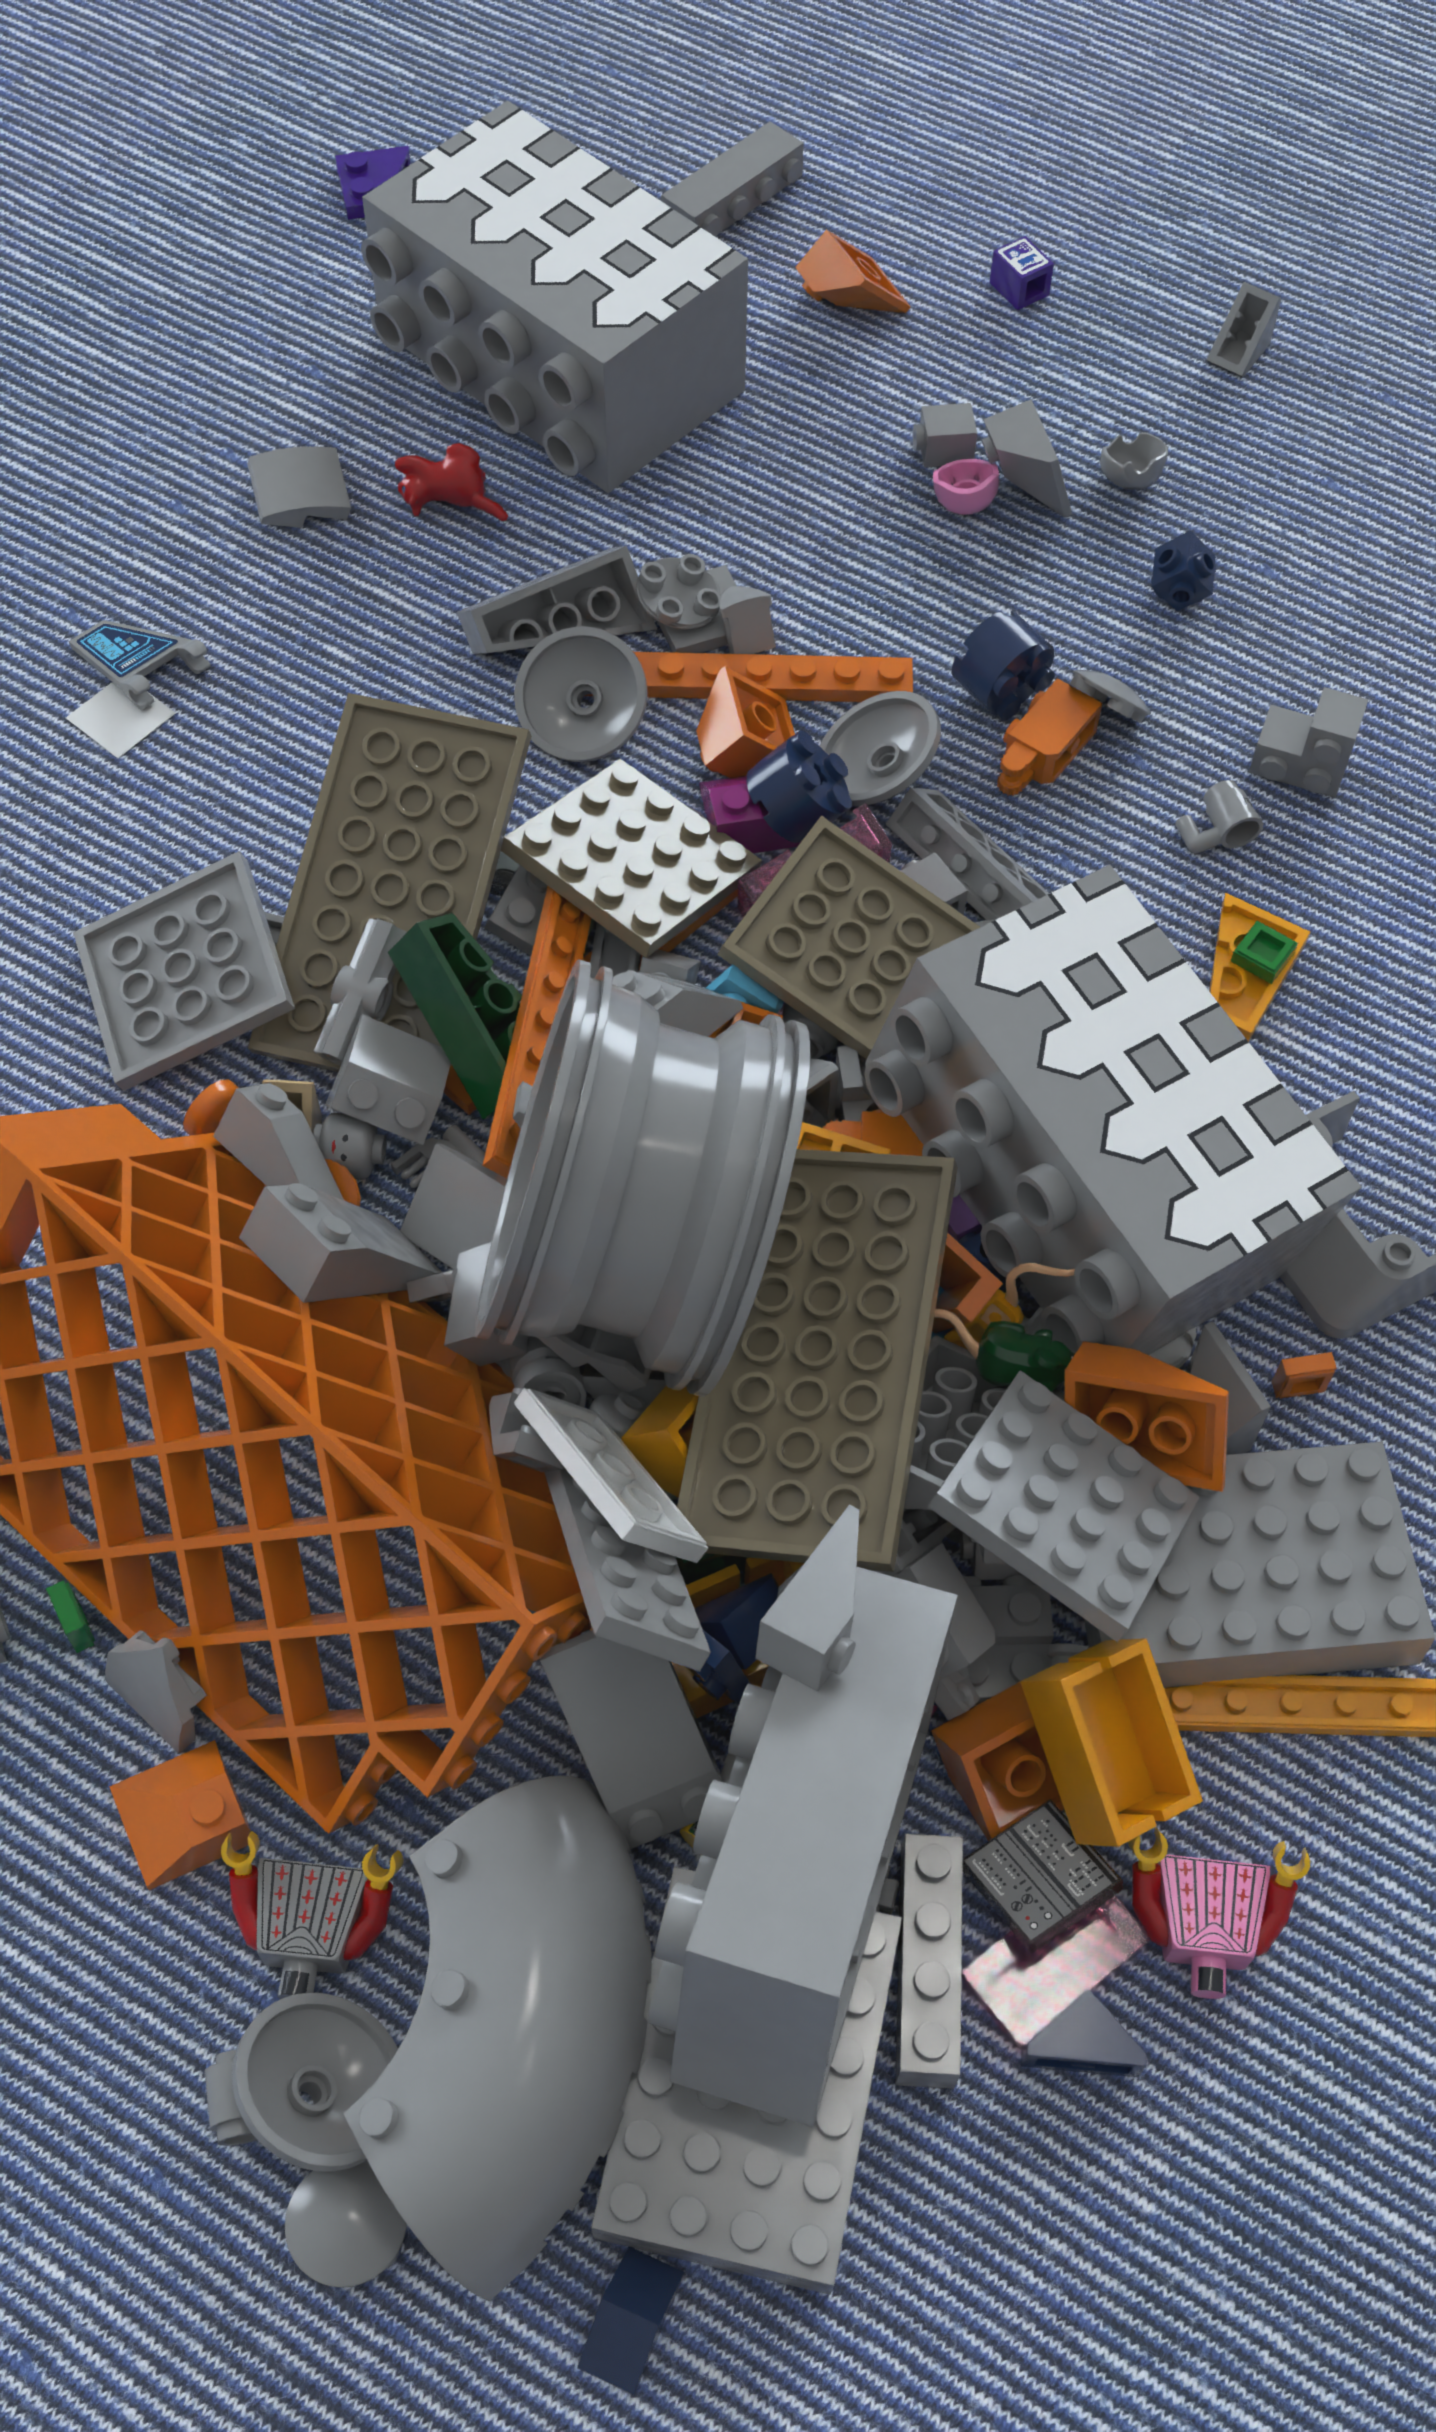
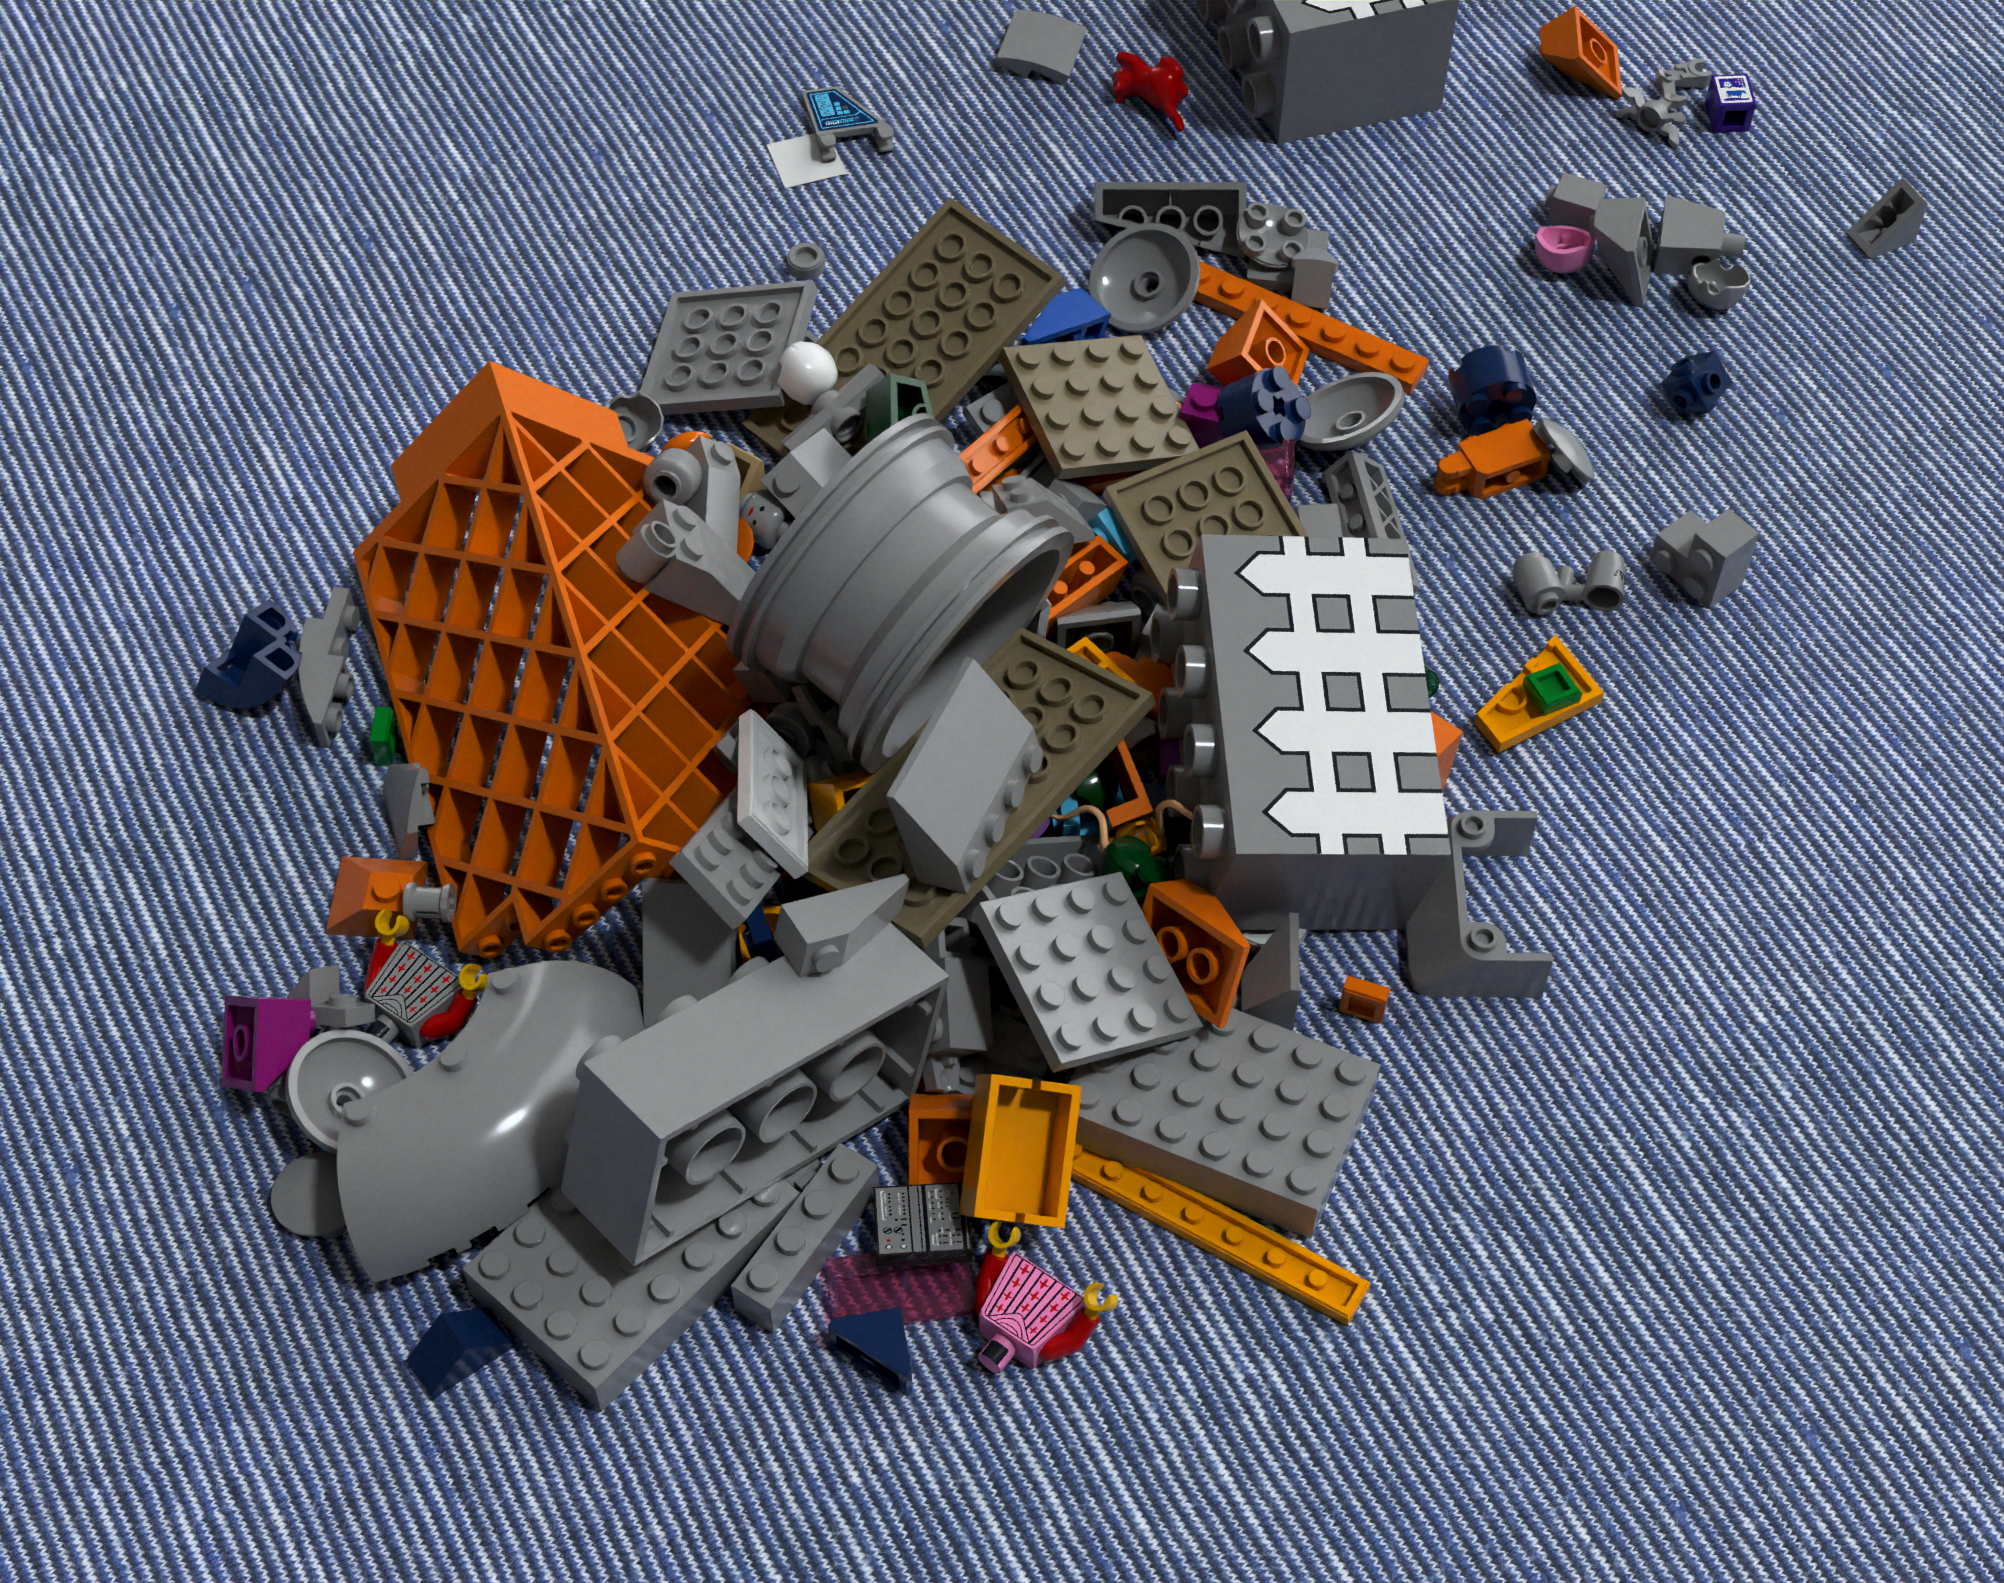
camera: 30 degrees right, 5 degrees down
(134, 1089) = (639, 419): none -> light grey hair
(173, 2076) = (262, 1038): none -> magenta slope
(196, 831) = (806, 261): none -> light grey tile
(215, 1994) = (329, 1005): none -> light grey slope
(237, 1152) = (672, 476): none -> light grey head
(267, 1798) = (429, 902): none -> light grey bush
(291, 1260) = (646, 552): none -> light grey brick
(303, 959) = (806, 371): none -> white hair
(541, 781) = (1069, 318): none -> blue slope
(847, 1364) = (963, 780): none -> light grey slope
(957, 313) = (1654, 113): none -> light grey piece
(1080, 422) = (1692, 235): none -> light grey torso
(1172, 846) = (1538, 583): none -> light grey brick

